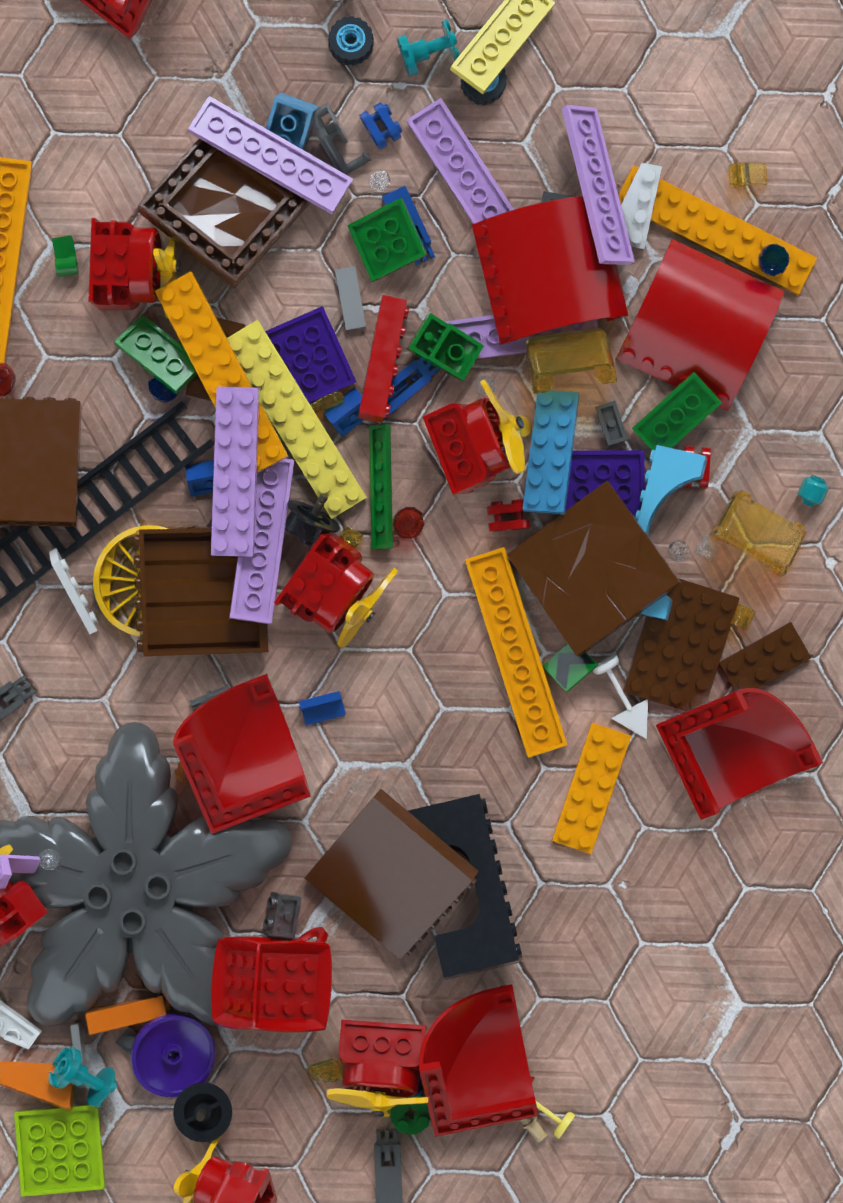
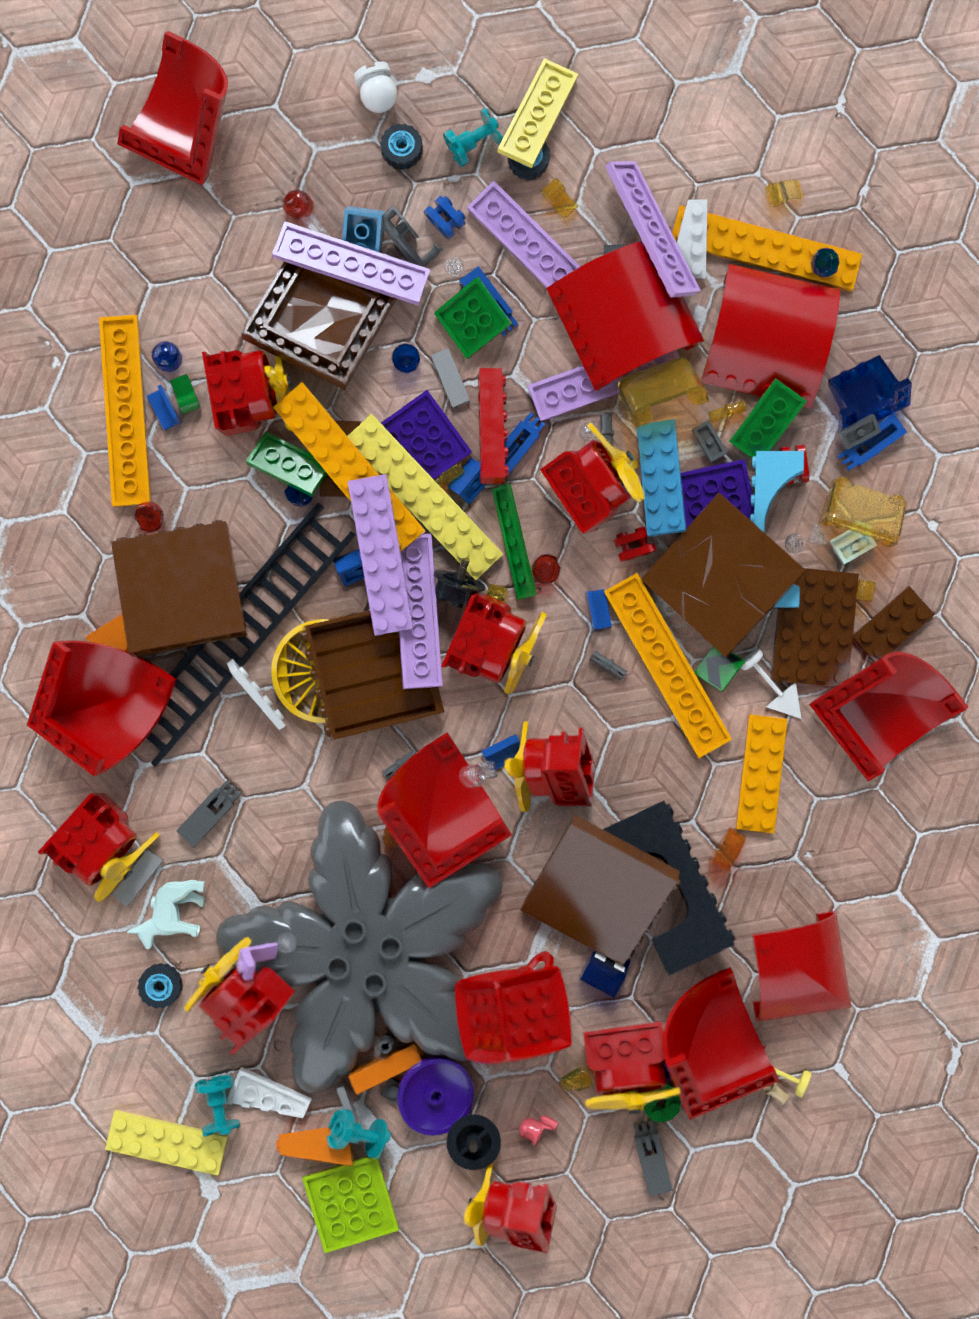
camera: 10 degrees left, 0 degrees up
(39, 267) = (164, 408): none -> blue panel
(54, 212) = (166, 356): none -> clear blue hair
(132, 993) = (389, 1042): none -> dark grey pin
(227, 79) = (298, 204): none -> clear red hair
(269, 1113) = (532, 1129): none -> coral piece
(282, 915) = (507, 947): flat silver bracket -> none
(286, 724) = (474, 774): none -> clear piece
(307, 267) = (405, 358): none -> clear blue hair
(369, 734) = (553, 768): none -> red brick
(379, 964) = (604, 973): none -> clear blue slope
(445, 347) = (545, 403): green slope -> none
(452, 638) = (608, 665): none -> dark grey pin
(455, 577) = (598, 609): none -> blue panel
(504, 389) = (606, 427): none -> dark grey pin
(506, 131) = (558, 199): none -> clear yellow panel
(538, 860) = (728, 849): none -> clear orange slope
(586, 1003) = (801, 970): none -> red panel
(637, 395) = (727, 411): none -> clear yellow axle
(738, 566) = (851, 545): none -> light aqua plate
(771, 447) = (859, 431): none -> dark grey plate
(789, 409) = (867, 391): none -> clear blue windscreen
(789, 459) = (890, 429): none -> blue hinge
(813, 490) = (904, 463): teal head -> none

